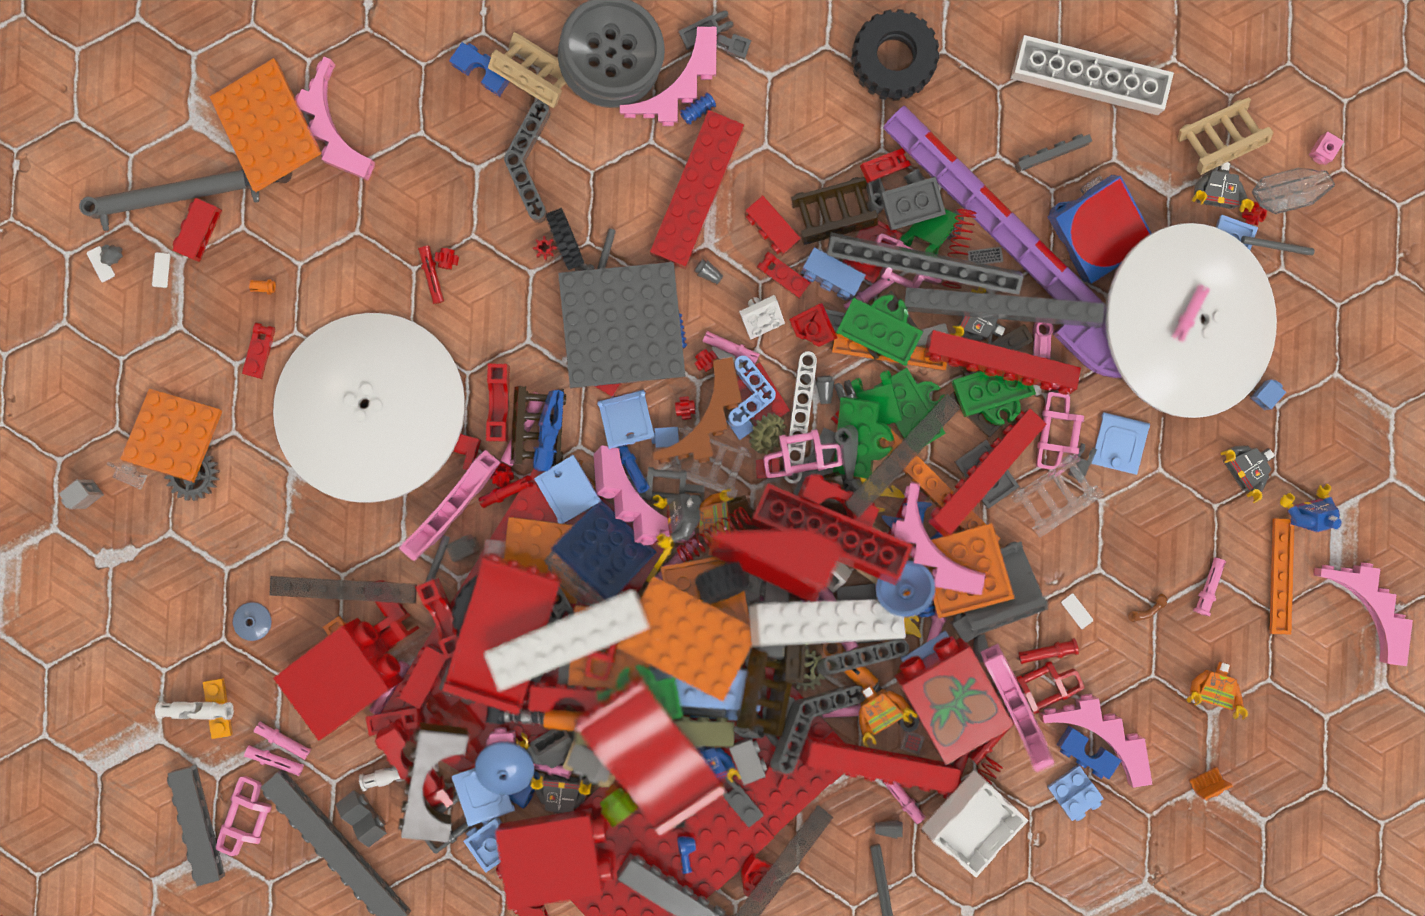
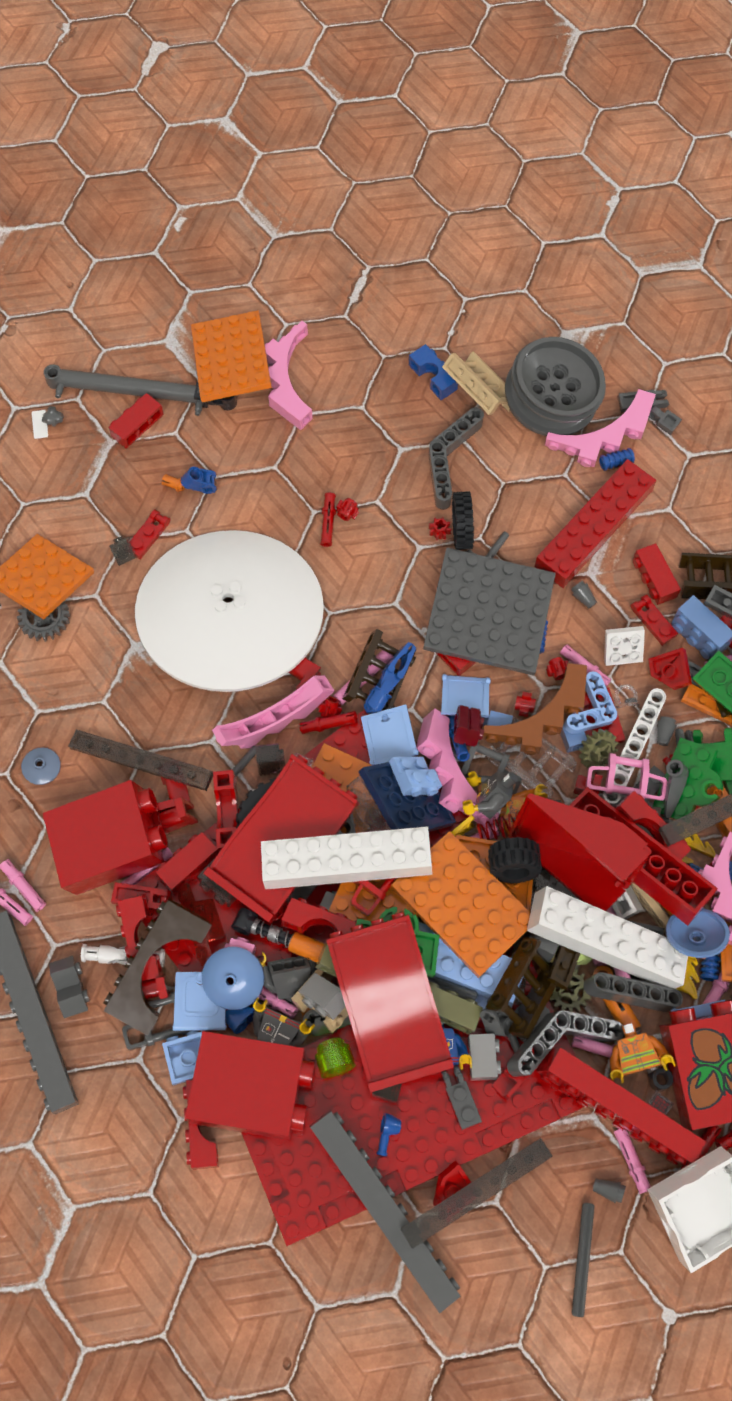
camera: 20 degrees right, 20 degrees down
(161, 270) = (90, 444): white sticker -> none
(240, 378) = (122, 550): none -> clear smoke bracket
(291, 276) = (199, 480): none -> blue piece
(498, 416) = (350, 644): red arch -> none
(604, 527) = (414, 776): none -> light blue plate
(637, 456) = (468, 726): none -> dark red brick
(772, 373) = (628, 702): none -> clear piece

